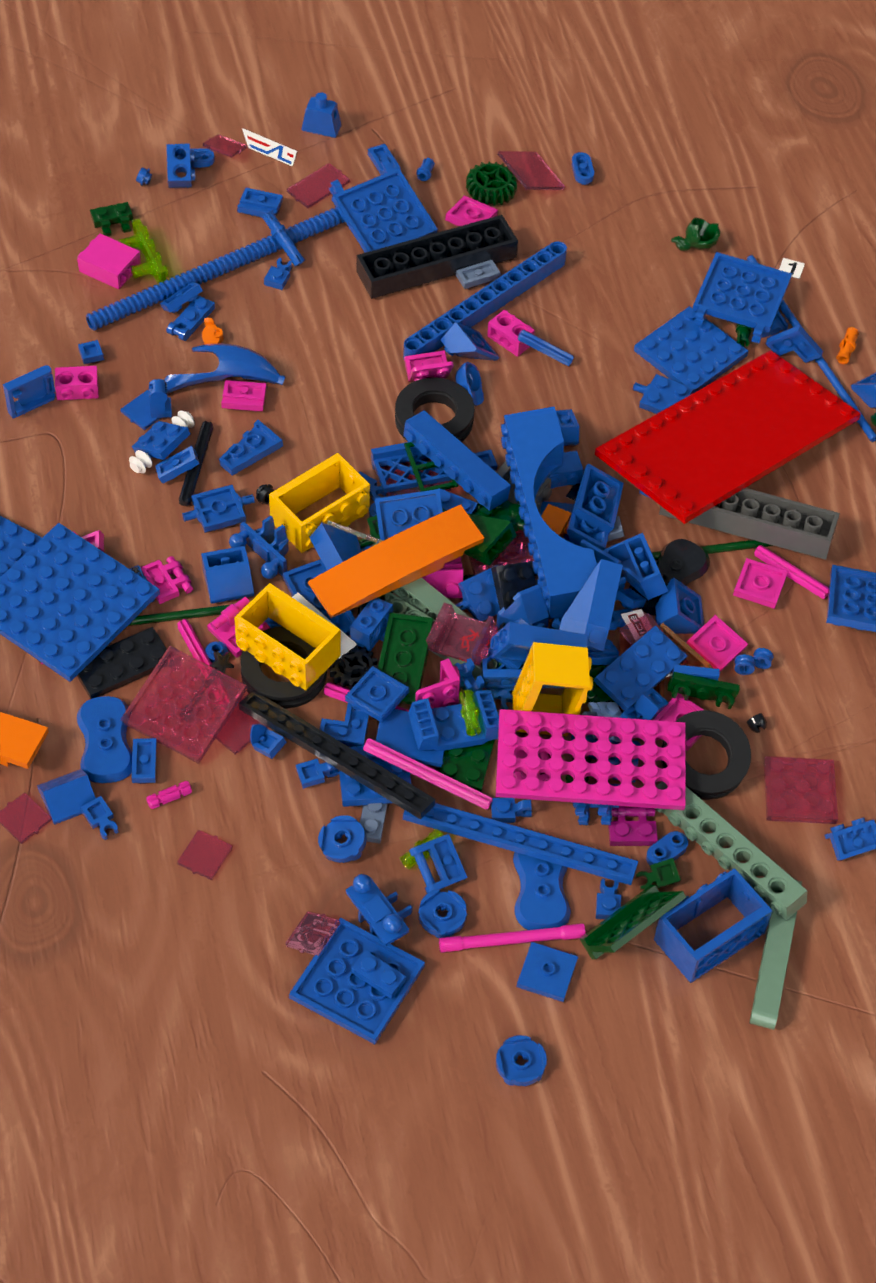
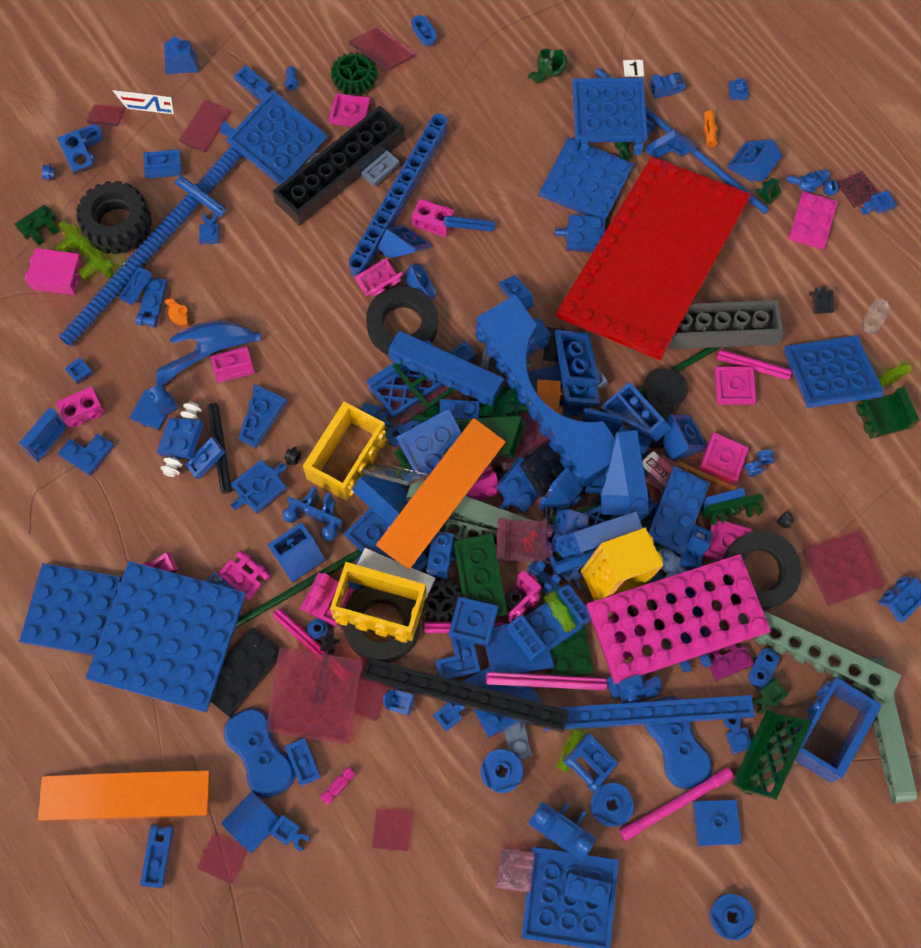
camera: 20 degrees left, 15 degrees up
(61, 429) = (86, 458): none -> blue plate
(188, 214) = (108, 198): none -> black tyre
(513, 812) = (634, 689): none -> blue plate
(819, 292) = (666, 85): none -> blue leg

